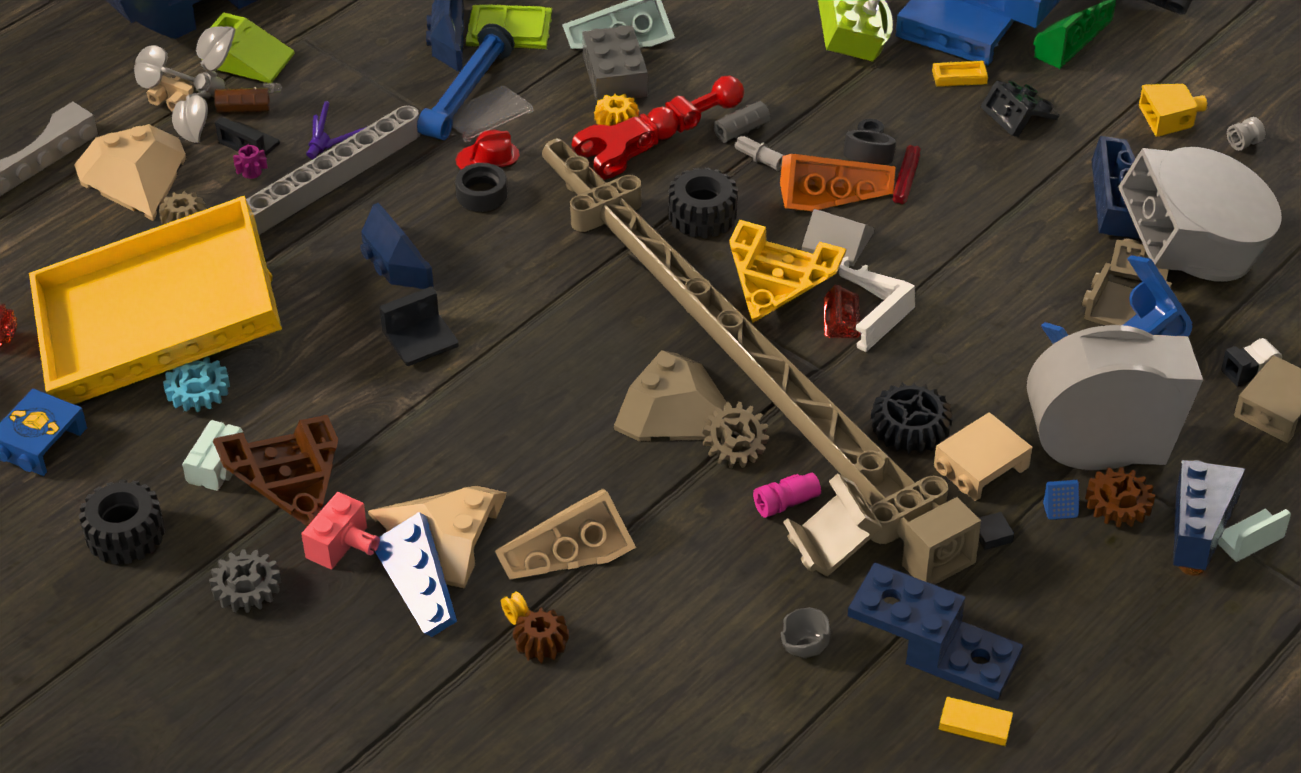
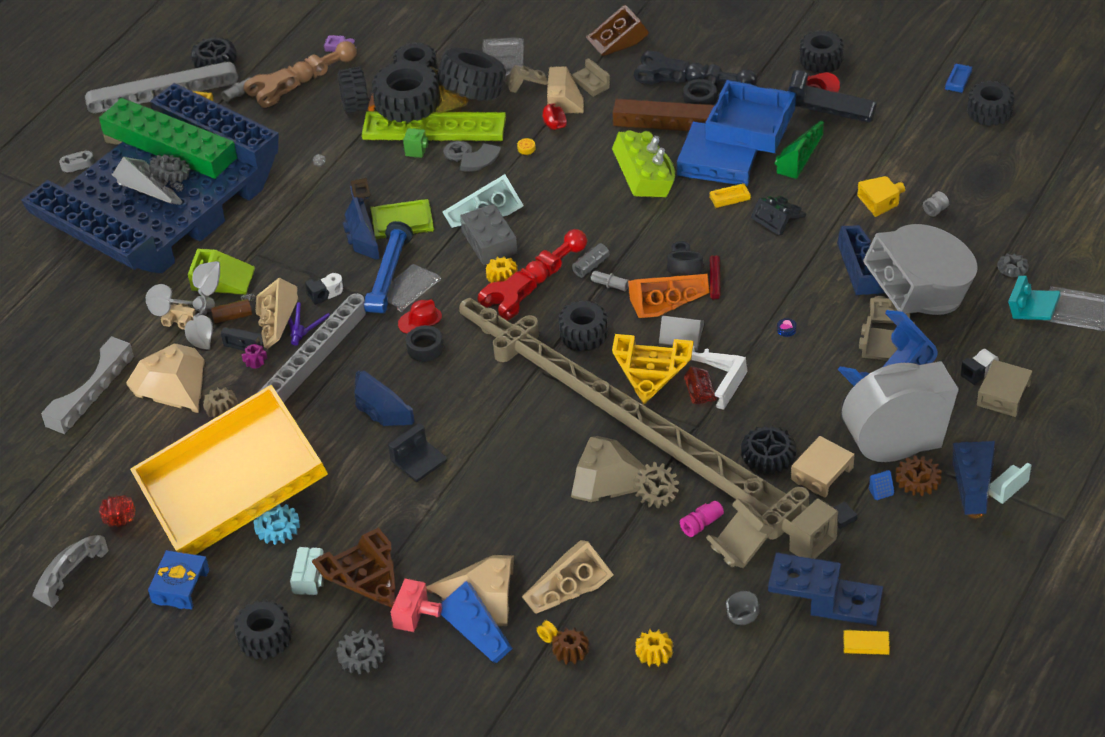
camera: 10 degrees left, 0 degrees up
(299, 105) = (274, 308): none -> tan wedge
(375, 93) = (324, 288): none -> leg
(659, 663) = (654, 647): none -> yellow gear
(987, 258) = (786, 327): none -> clear blue tile

